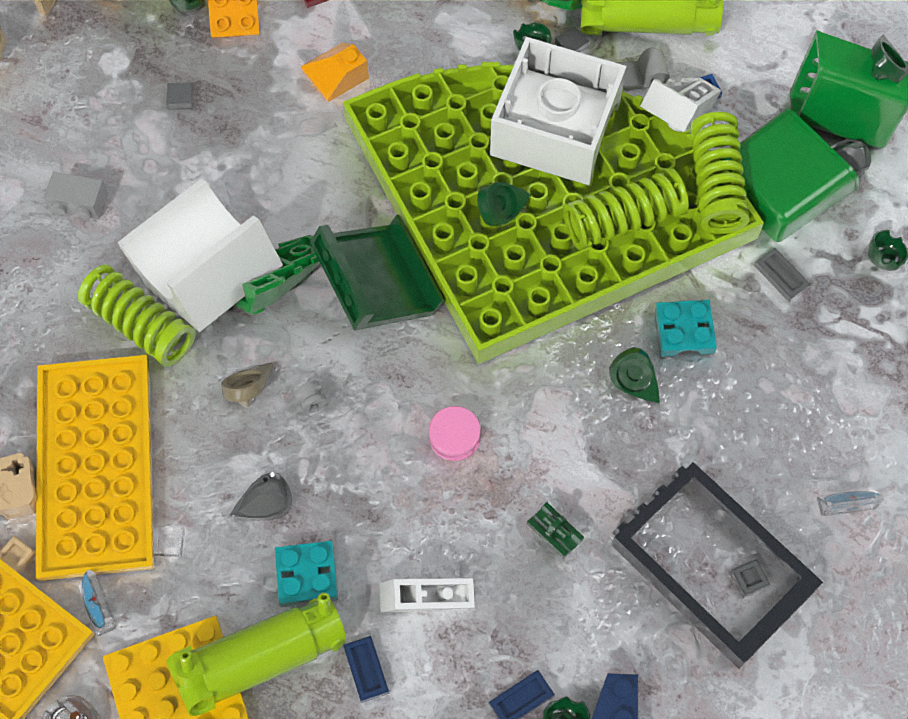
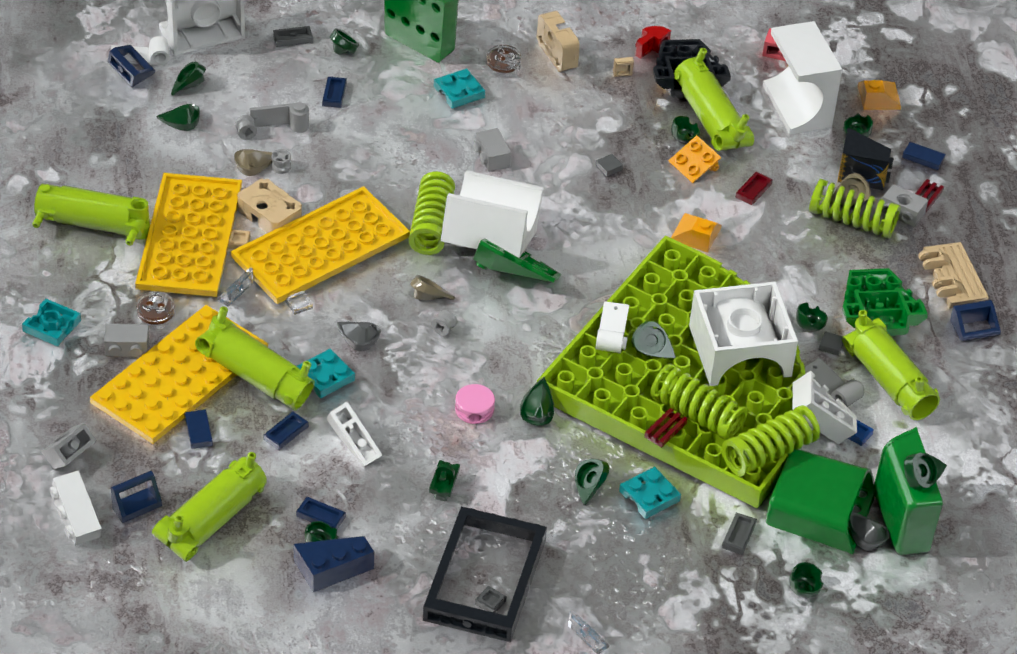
camera: 55 degrees right, 20 degrees down
(377, 274) = (550, 308): dark green panel -> none
(455, 233) = (612, 328): none -> white door
(503, 369) = (538, 404): none -> dark green piece
(621, 242) = (662, 425): none -> dark red tile

